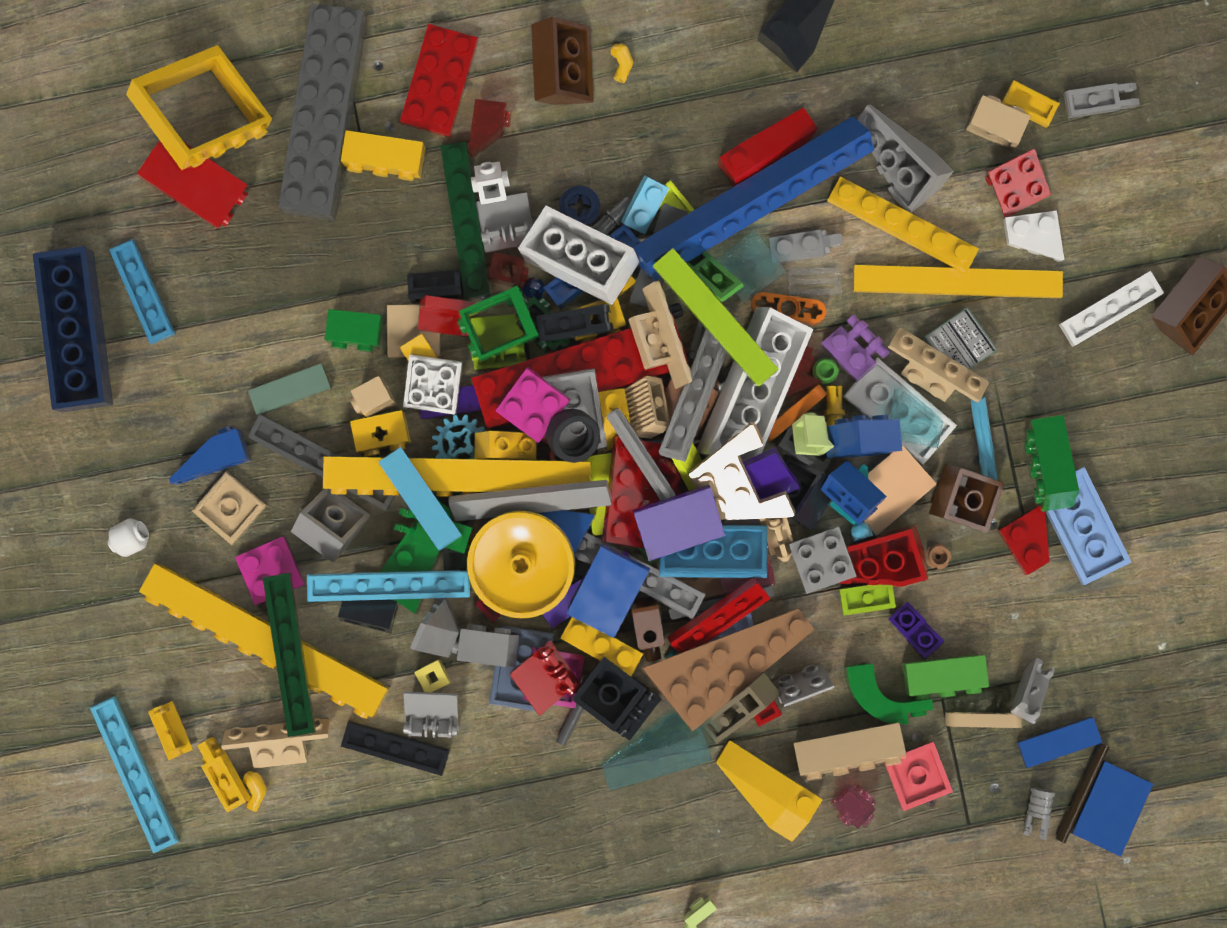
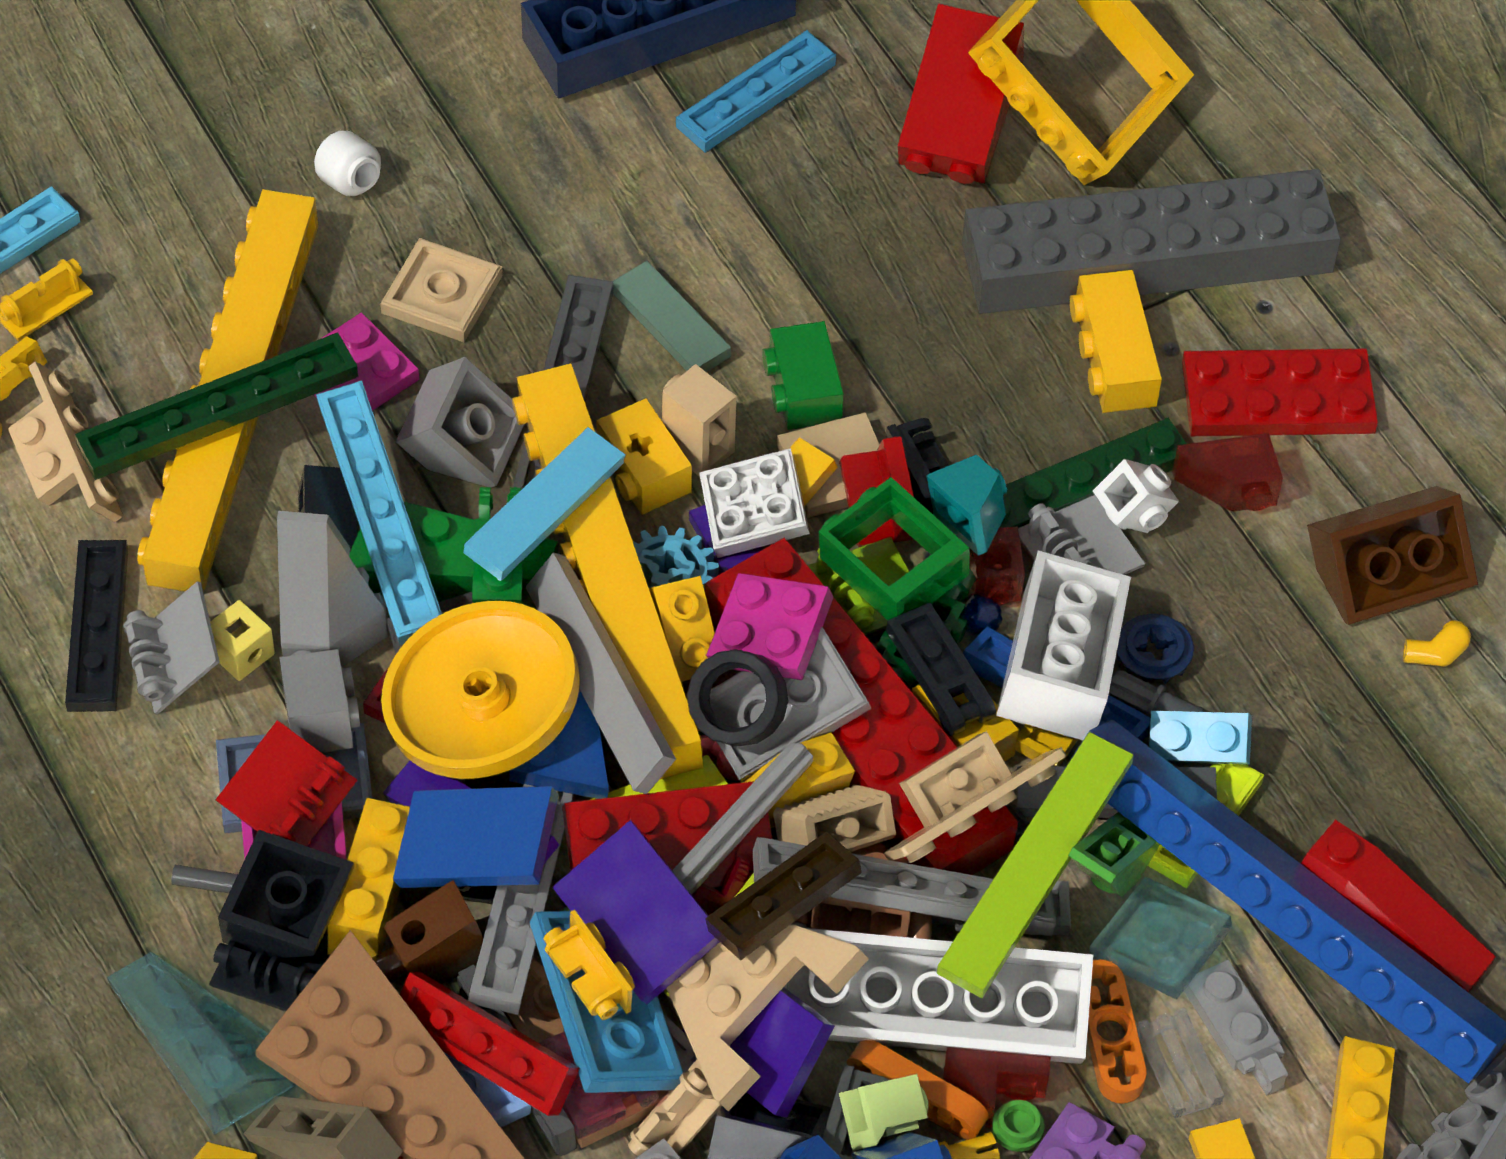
camera: 70 degrees right, 30 degrees down
(216, 454) = (519, 240): blue slope -> none
(475, 272) = (969, 501): none -> teal slope
(693, 558) = (583, 949): none -> yellow hinge
(705, 451) = (783, 895): none -> dark brown plate

